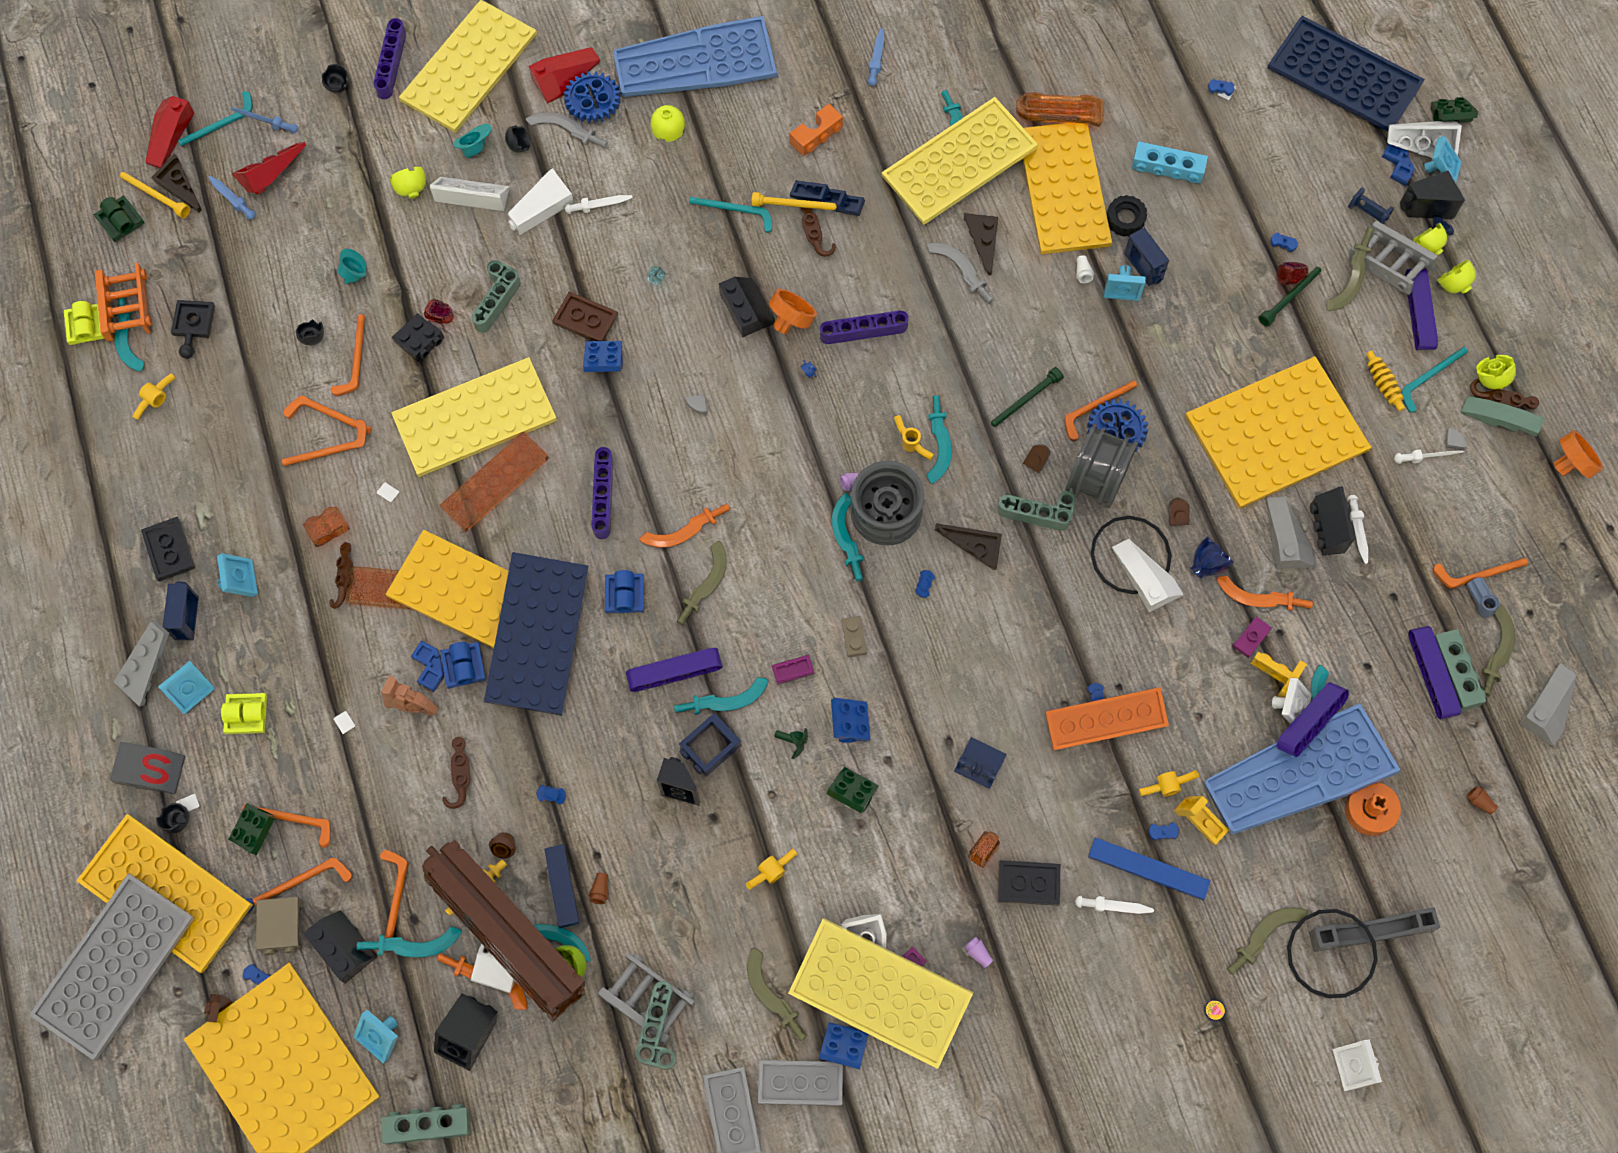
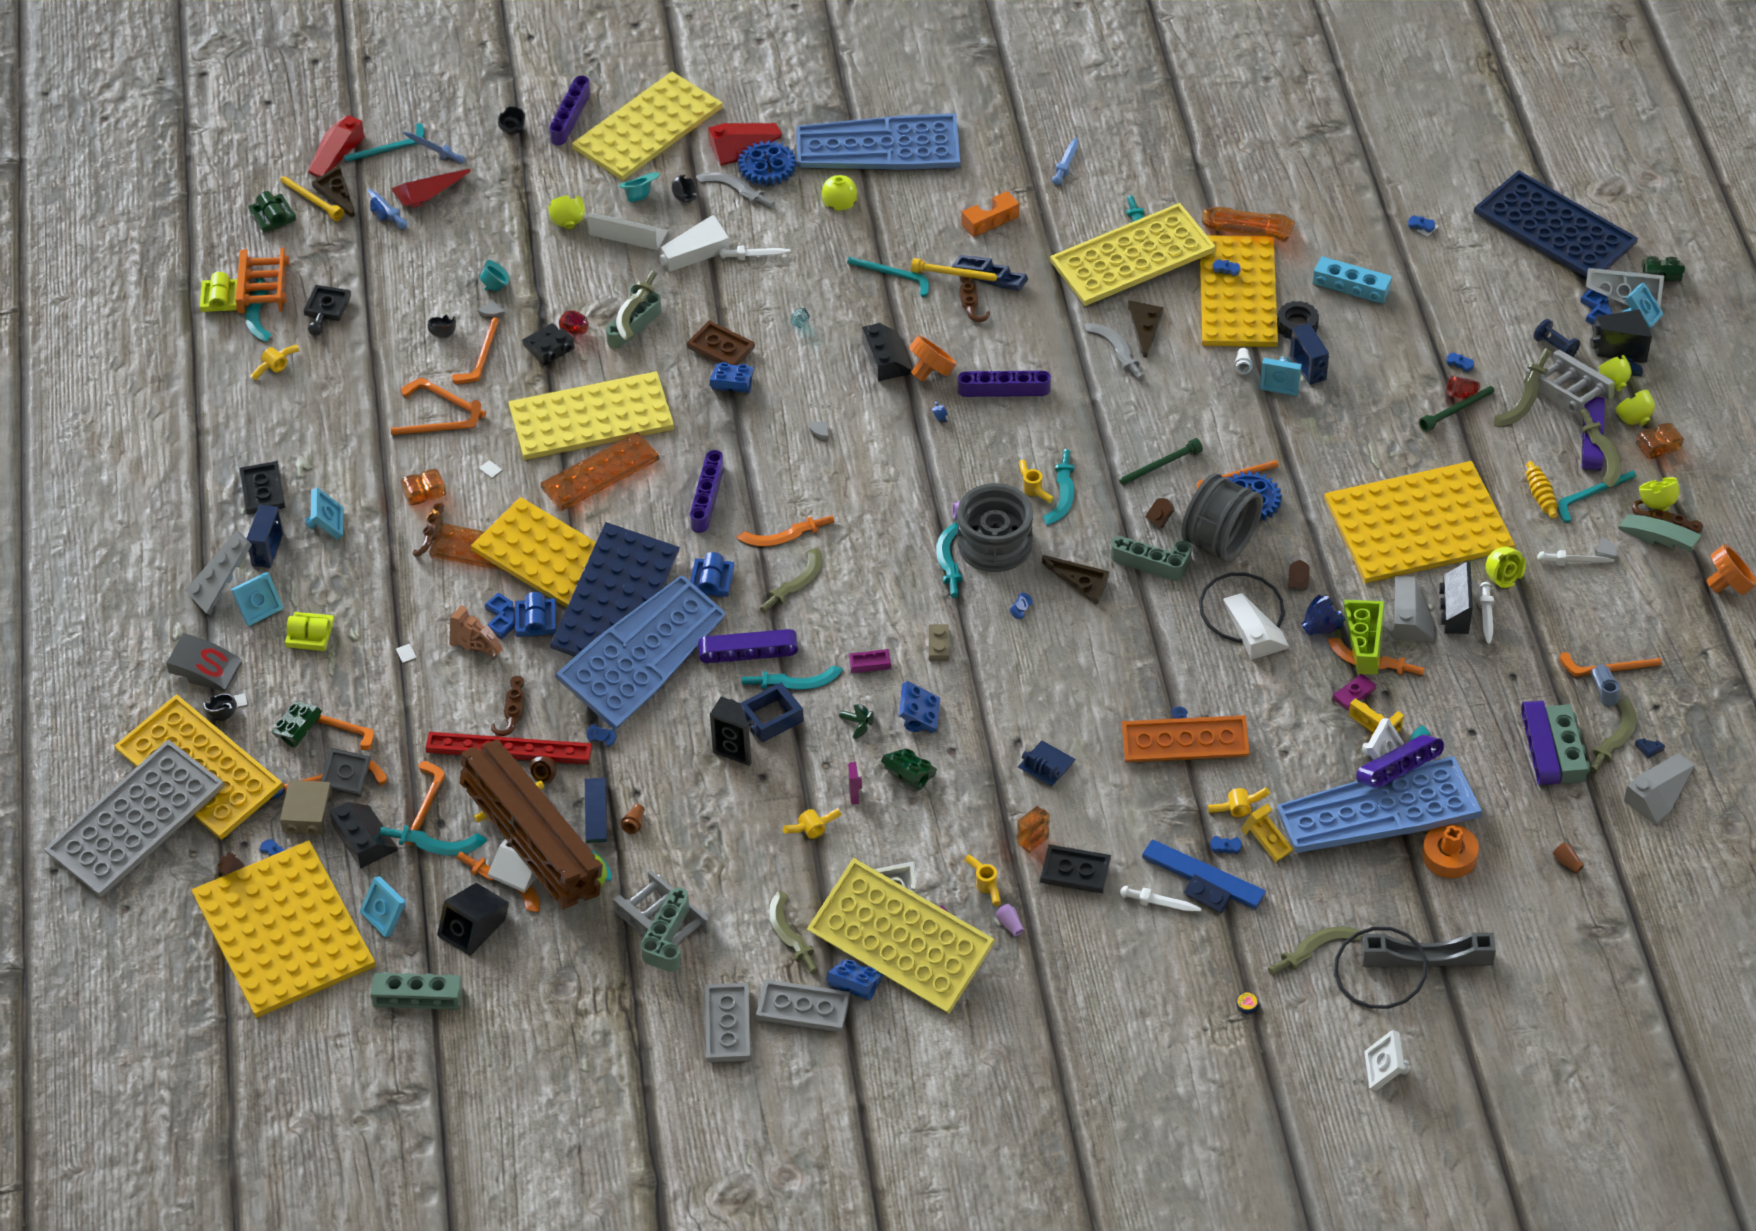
camera: 10 degrees right, 20 degrees down
(223, 200) = (378, 208): none -> blue piece
(310, 877) = (346, 771): none -> dark grey tile
(355, 305) = (491, 310): none -> light grey tile
(464, 823) = (518, 747): none -> red plate
(490, 286) = (630, 304): none -> olive sword
(573, 695) = (641, 651): none -> medium blue wing
(805, 821) = (855, 783): none -> magenta plate
(947, 900) = (985, 878): none -> yellow piece
(1050, 165) = (1226, 267): none -> blue piece
(1157, 892) = (1208, 893): none -> dark blue plate
(1254, 574) = (1365, 631): none -> lime wedge
(1367, 476) = (1505, 566): none -> neon yellow cylinder
(1440, 328) = (1612, 457): none -> olive sword
(1483, 310) = (1659, 440): none -> clear orange brick
(1532, 660) = (1648, 747): none -> dark blue tile

